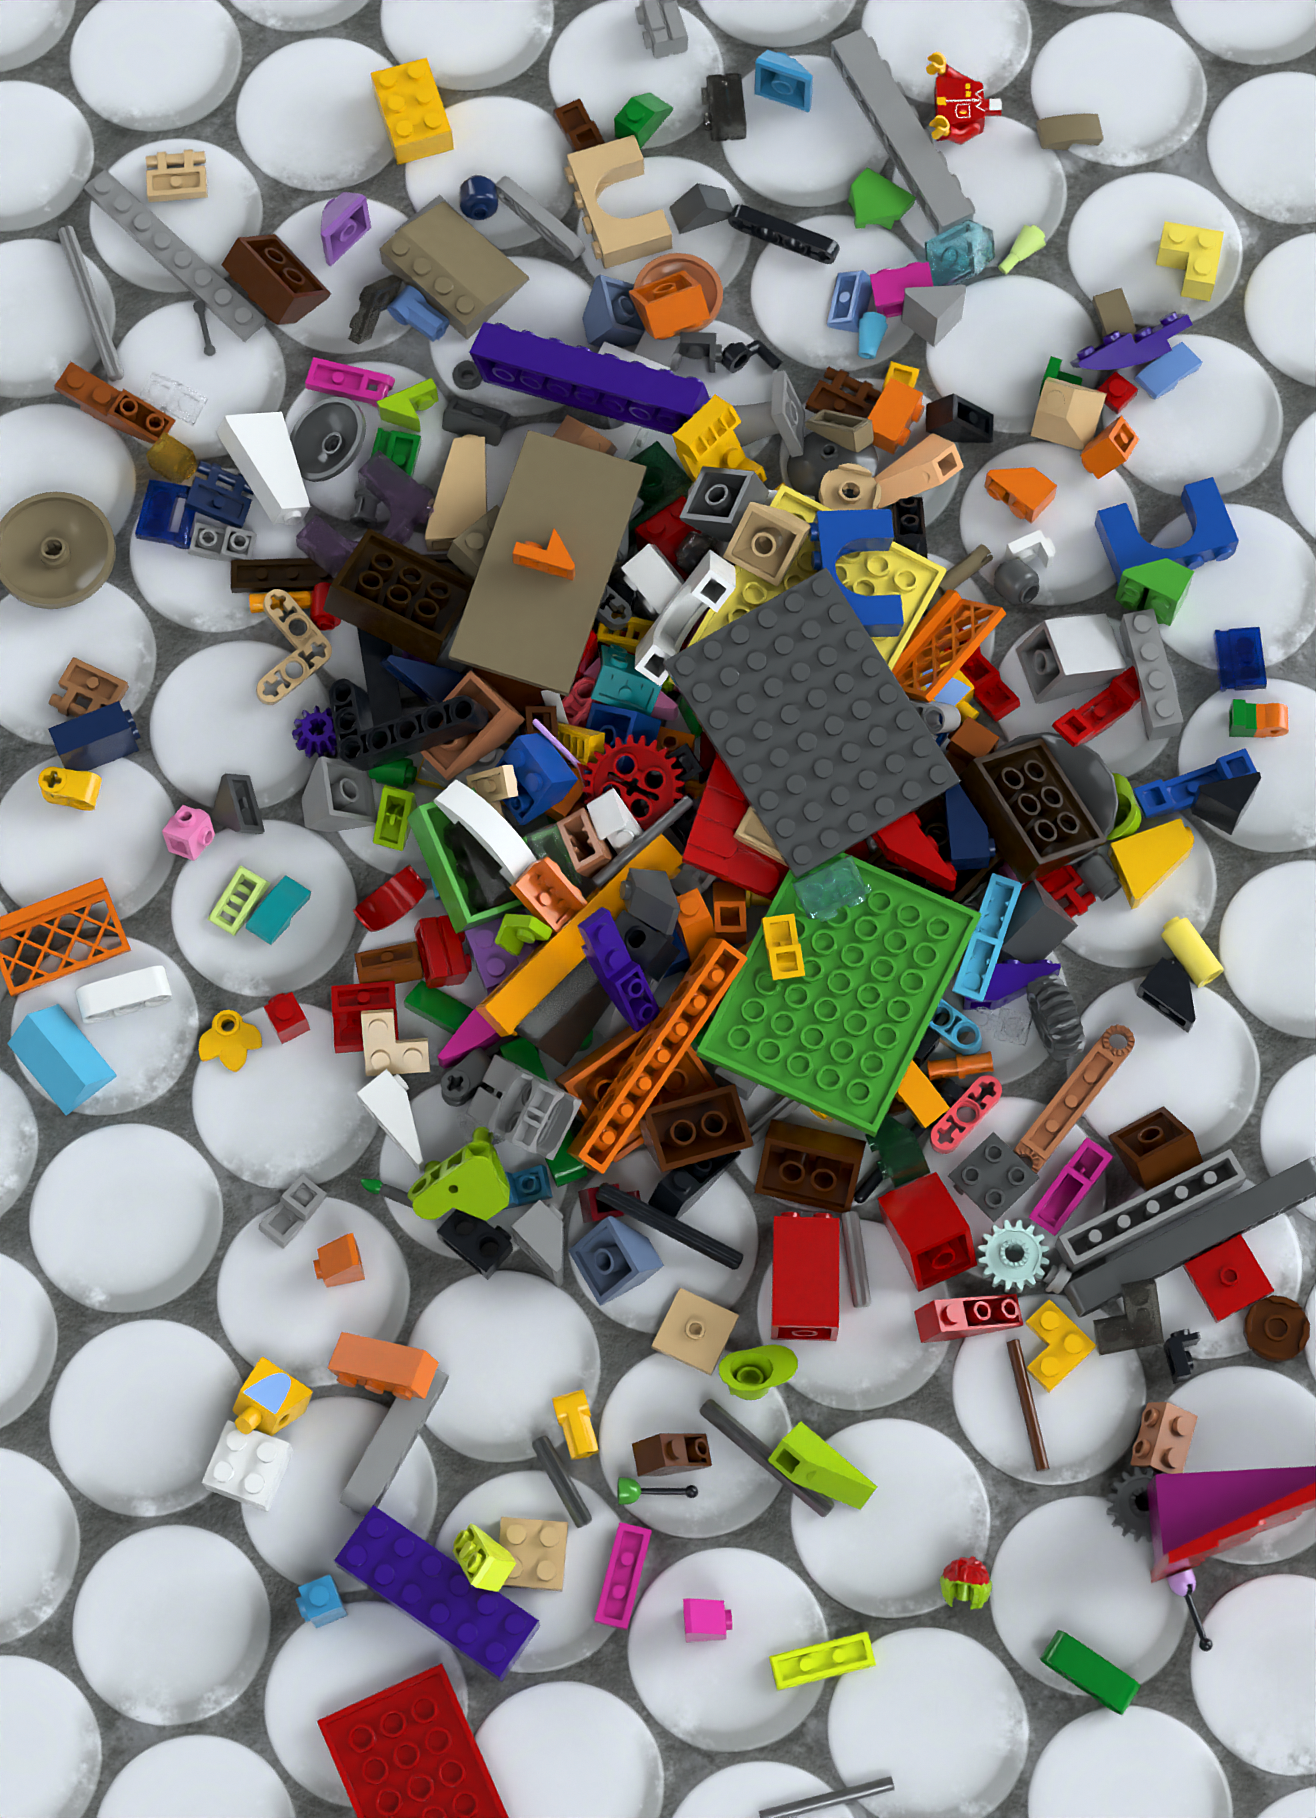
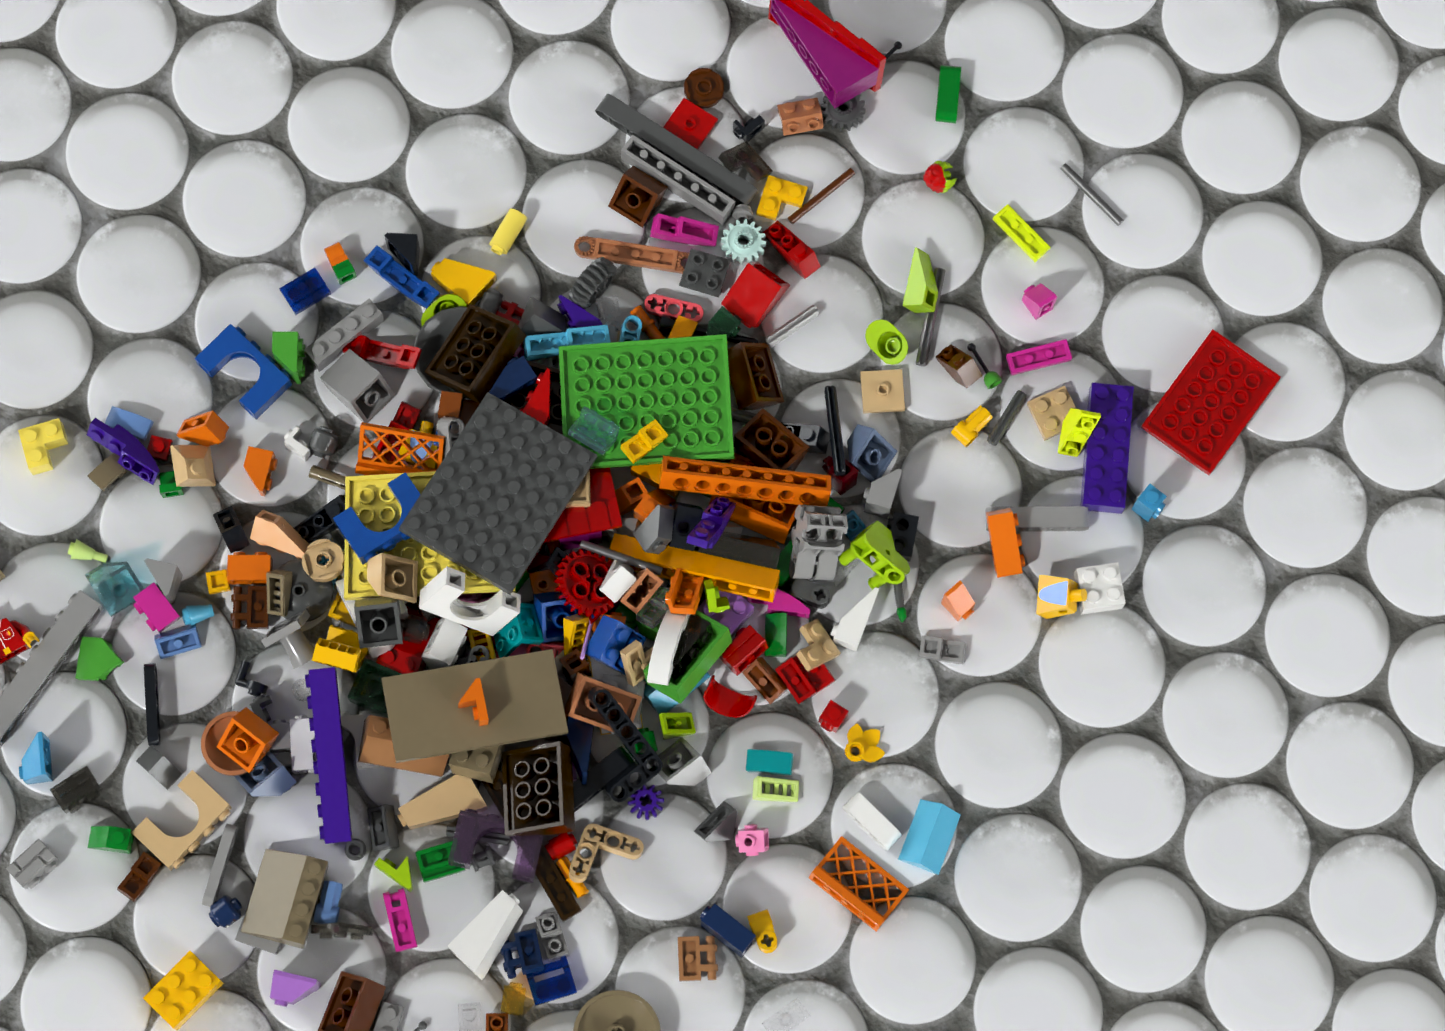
camera: 125 degrees left, 5 degrees up
(328, 438) = (449, 919): dark grey dish -> none
(805, 1277) = (820, 344): red slope -> none
(1169, 993) = (539, 232): black slope -> none

